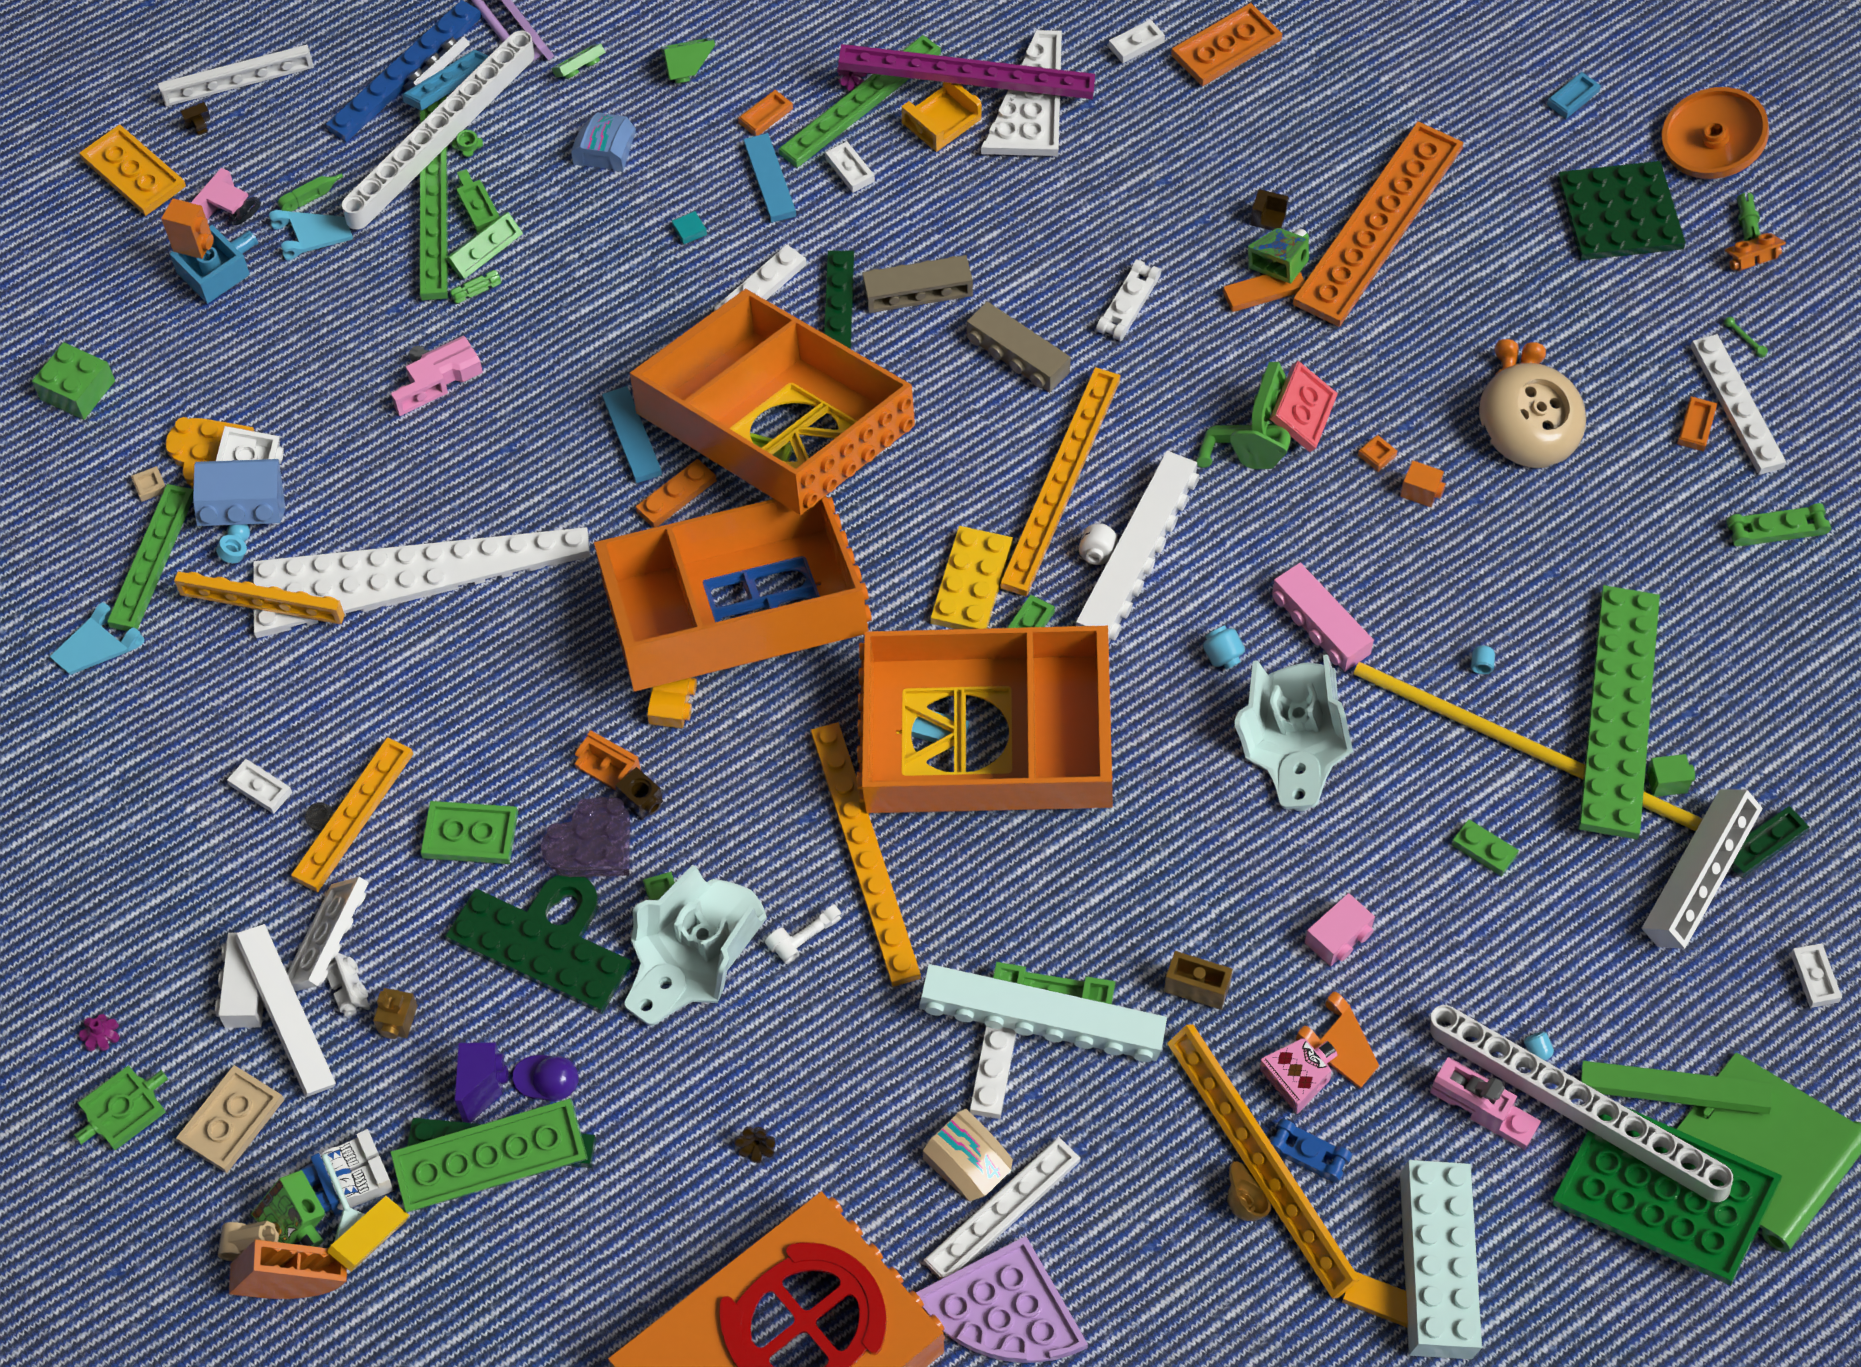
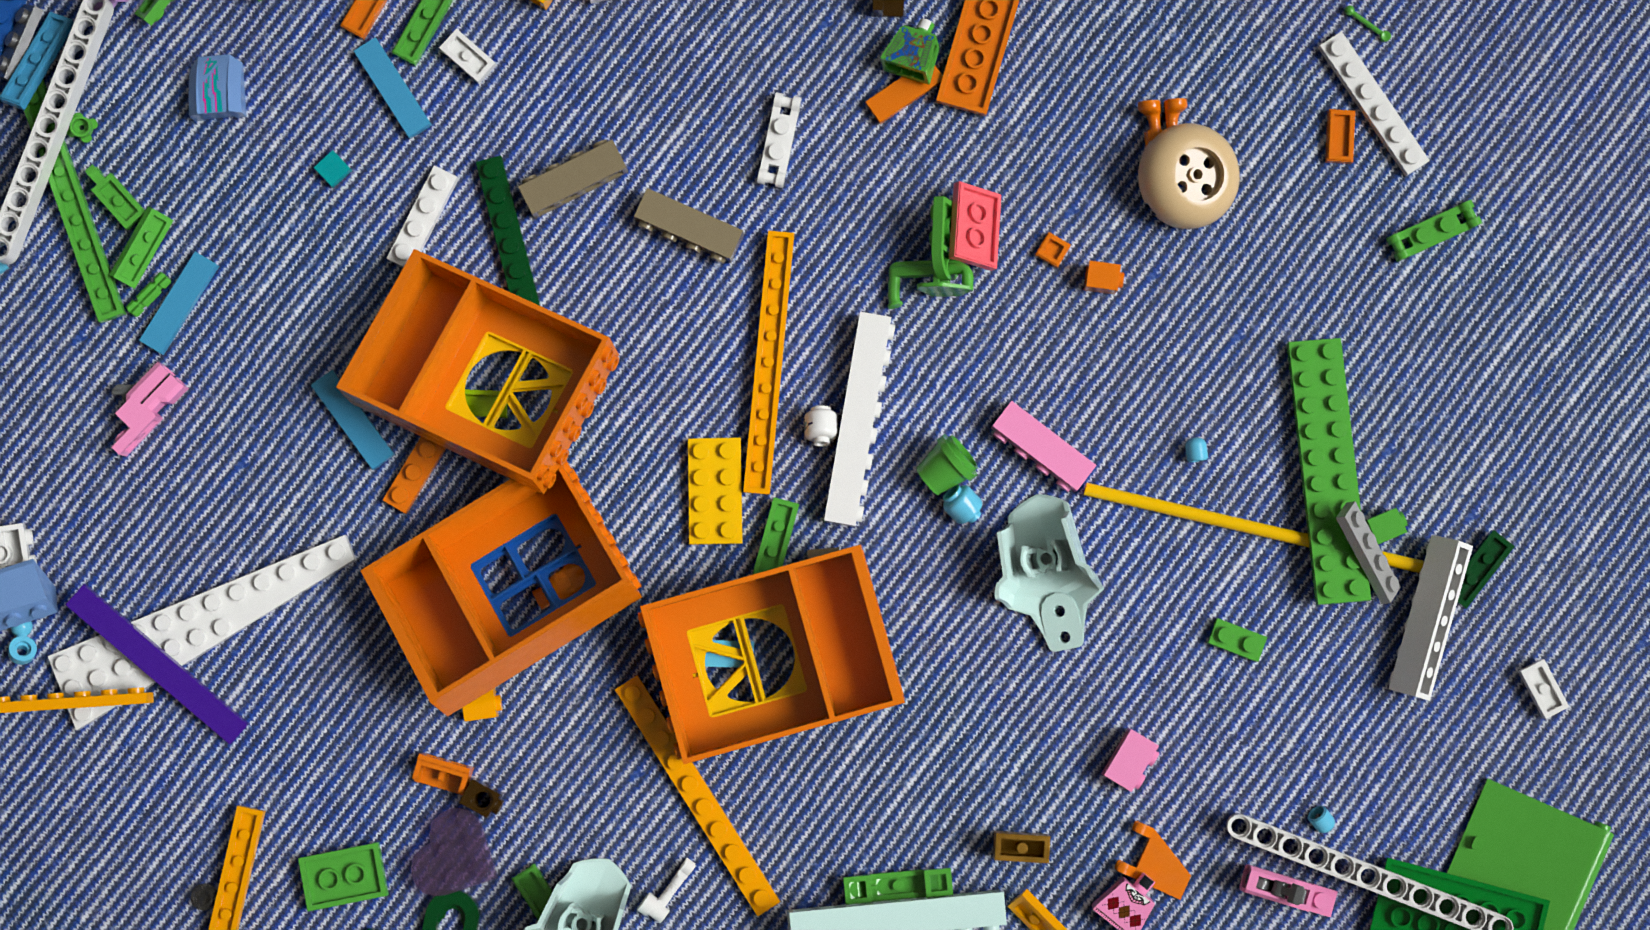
camera: 15 degrees left, 25 degrees up
(259, 786) = (139, 883): white plate -> none
(360, 590) = (157, 663): none -> dark purple tile
(501, 300) = (179, 303): none -> dark azure tile
(1217, 604) = (947, 465): none -> bright green piece
(1646, 786) = (1368, 552): none -> light grey plate
(1677, 1087) = (1444, 830): bright green tile -> none

